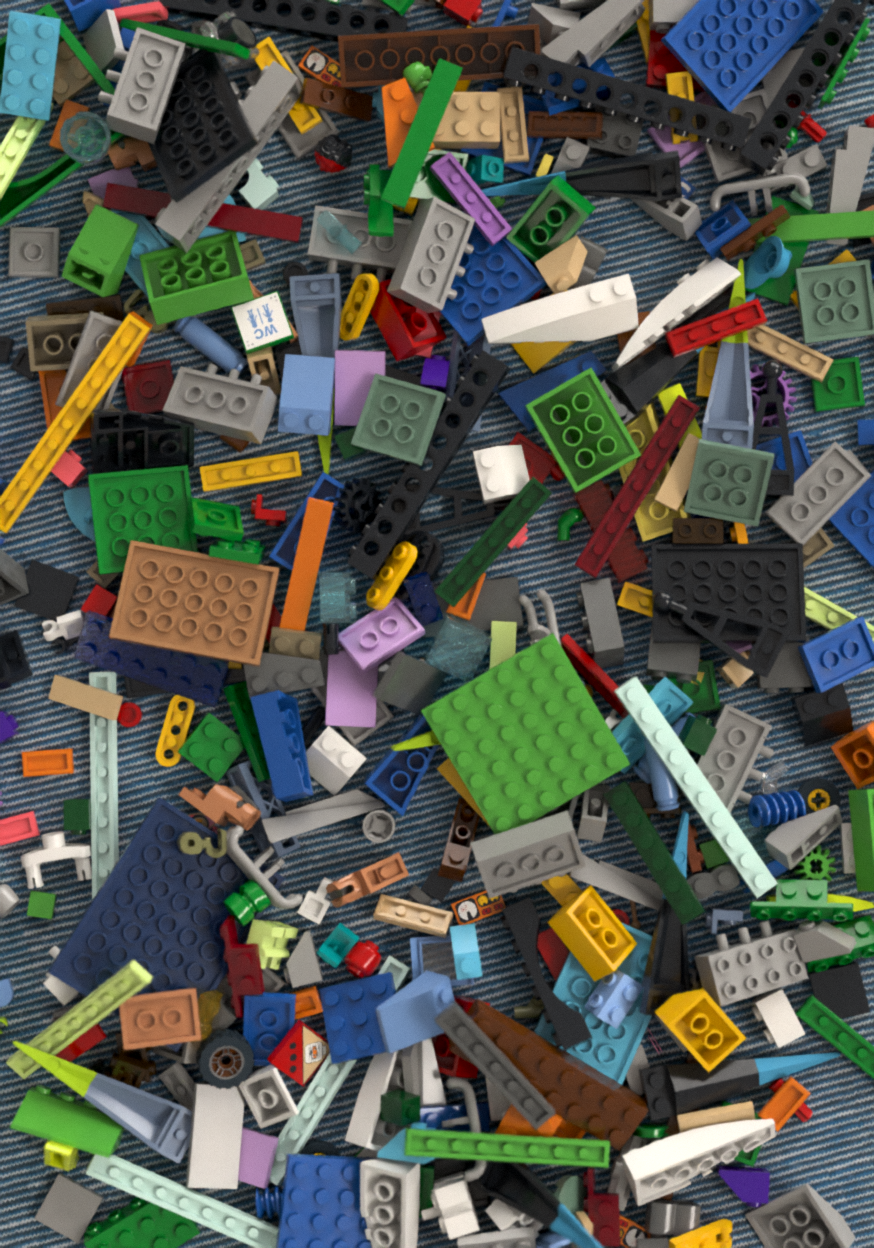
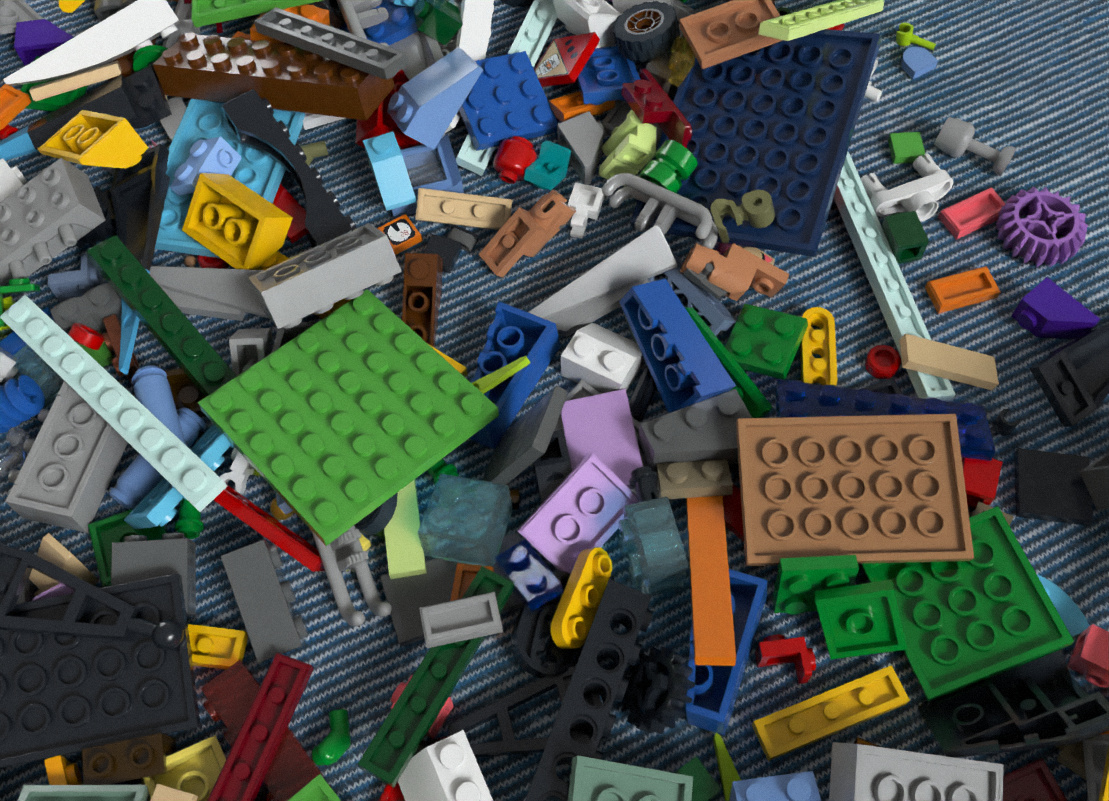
camera: 170 degrees right, 25 degrees down
(66, 625) = (1015, 442): white plate -> none
(379, 826) = (526, 286): light grey wheel -> none
(473, 570) = (460, 620): none -> light grey tile
(697, 734) = (111, 468): dark green brick -> none
(714, 855) = (86, 336): none -> red tile

